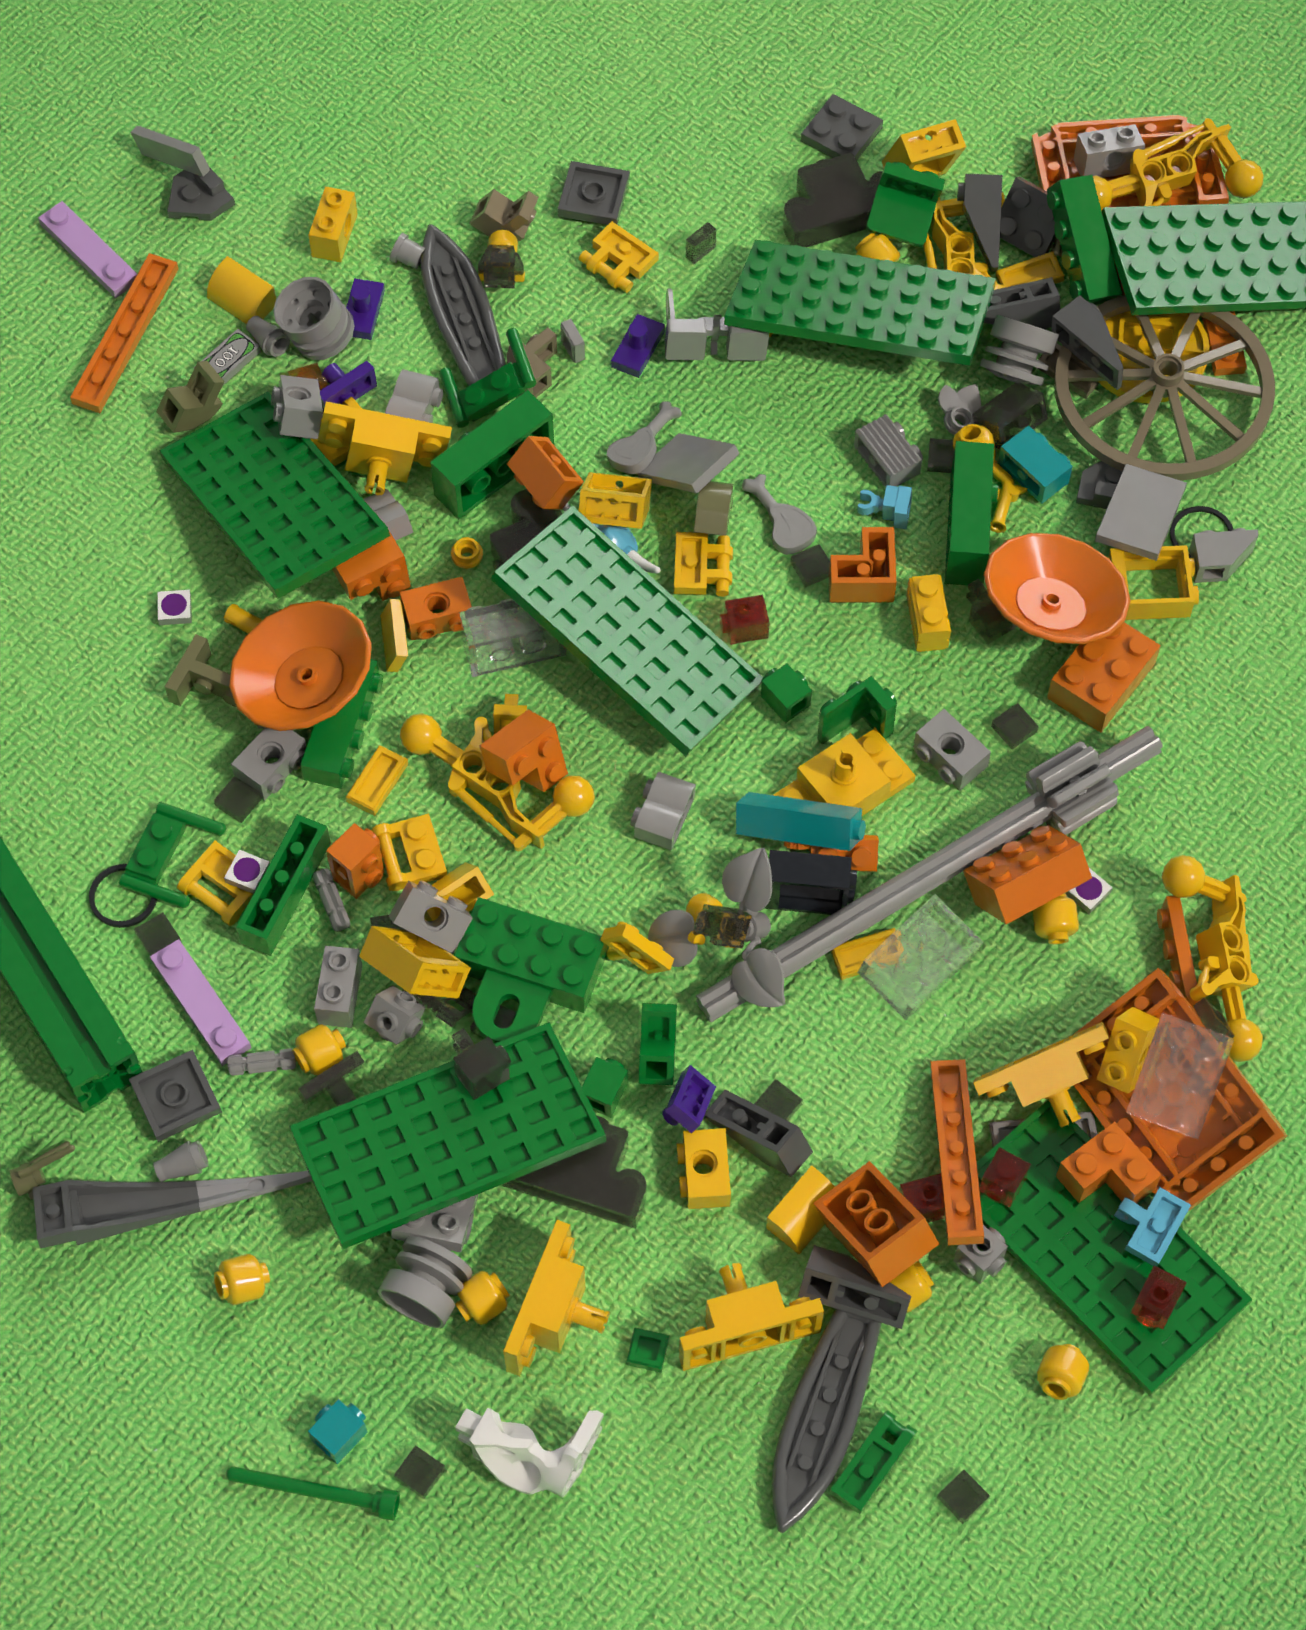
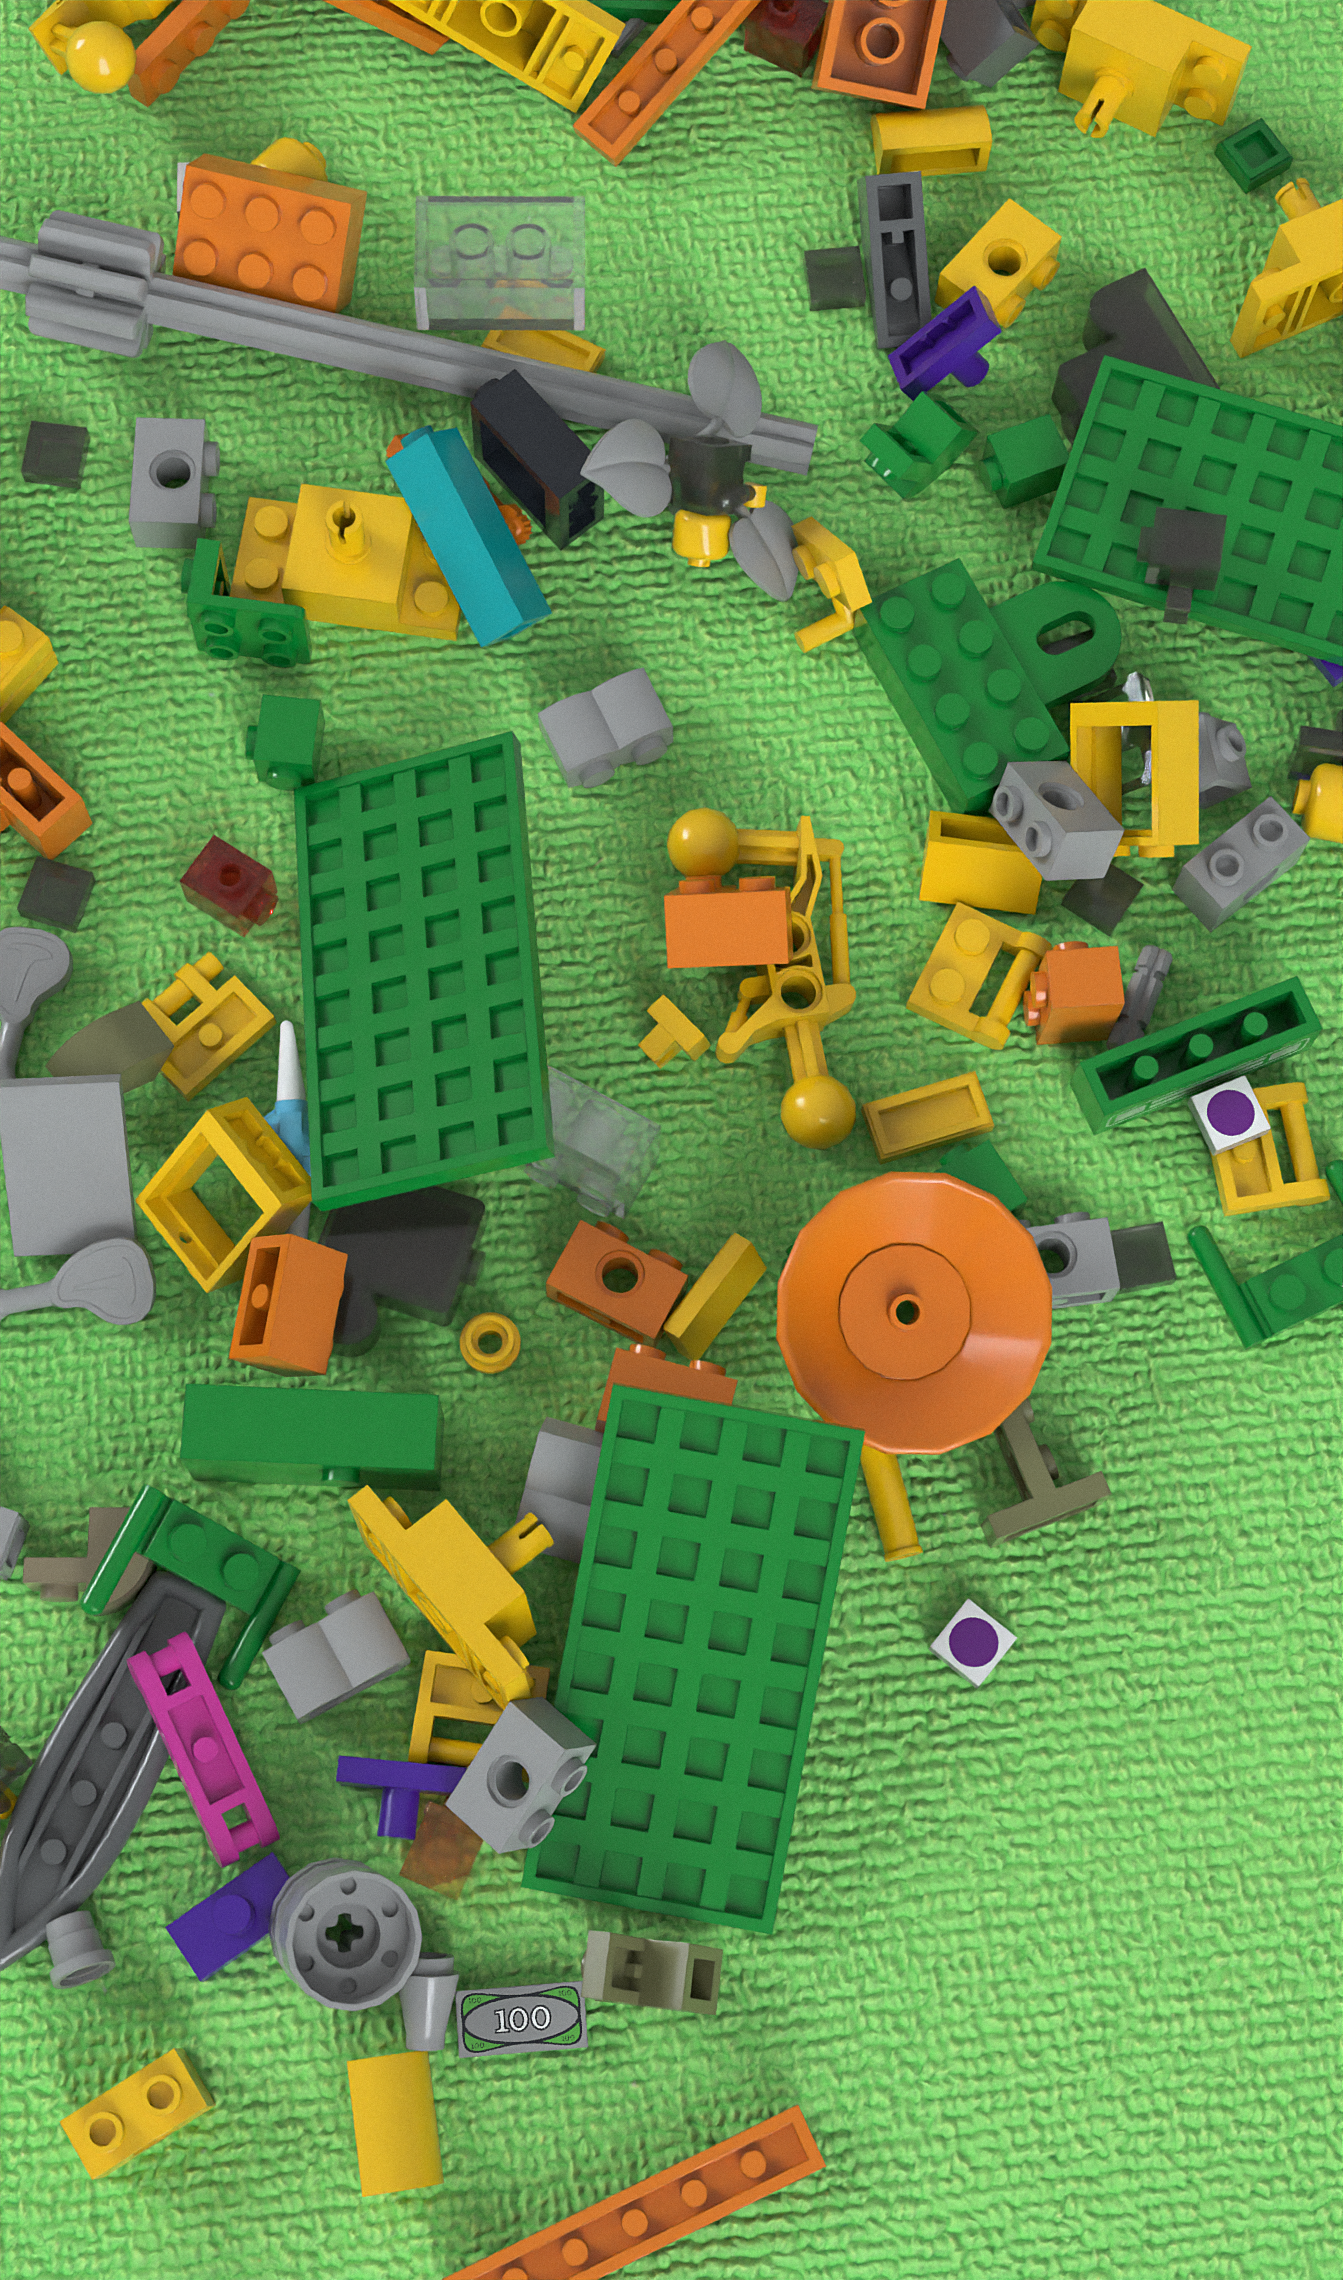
camera: 140 degrees left, 10 degrees up
(427, 336) = (204, 1749): none -> dark pink plate

